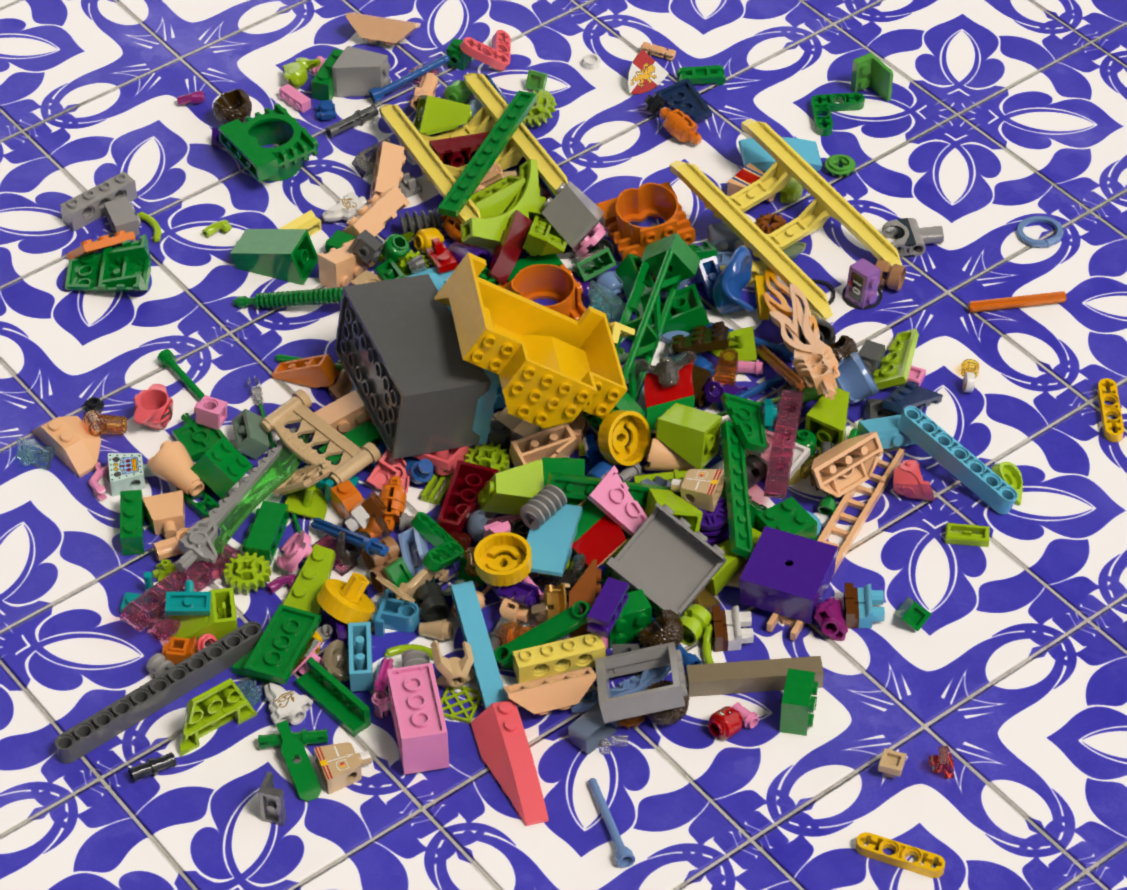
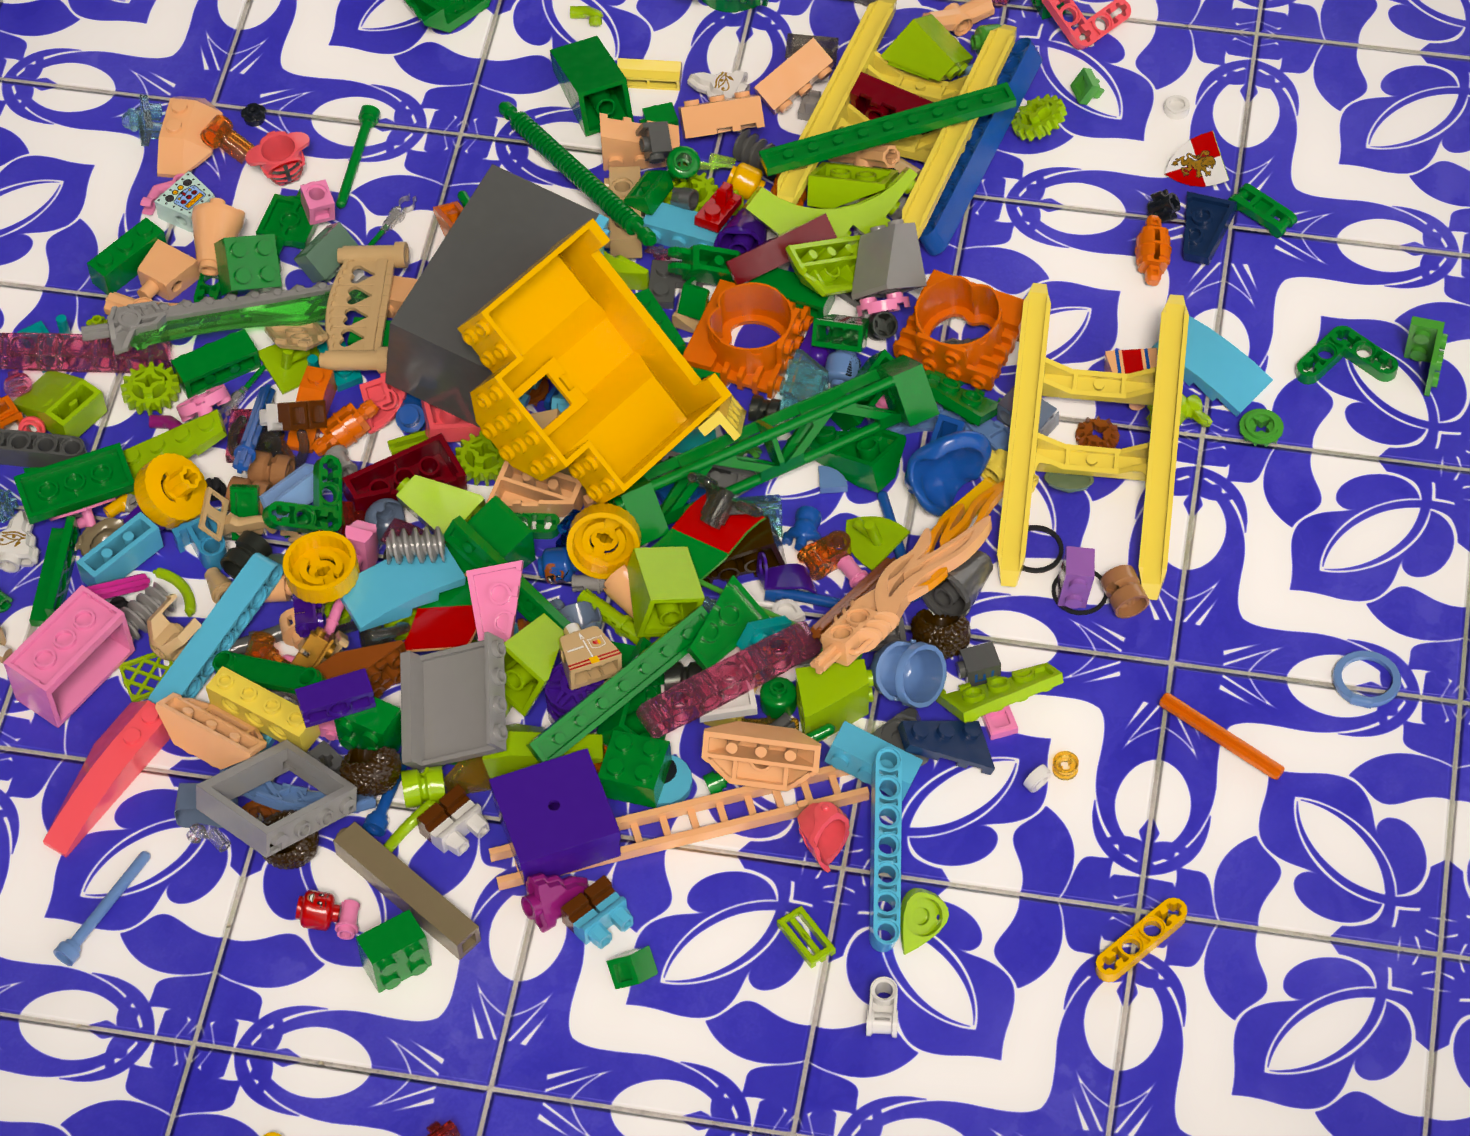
camera: 50 degrees right, 10 degrees up
(188, 602) = (45, 373): teal plate -> none
(658, 51) = (1259, 147): light nougat axle -> none
(701, 339) = (835, 506): dark brown plate -> none
(892, 763) = (395, 1093): tan tile -> none
(911, 237) = (1215, 570): light grey connector -> none
(1049, 530) = (883, 1013): none -> white piece

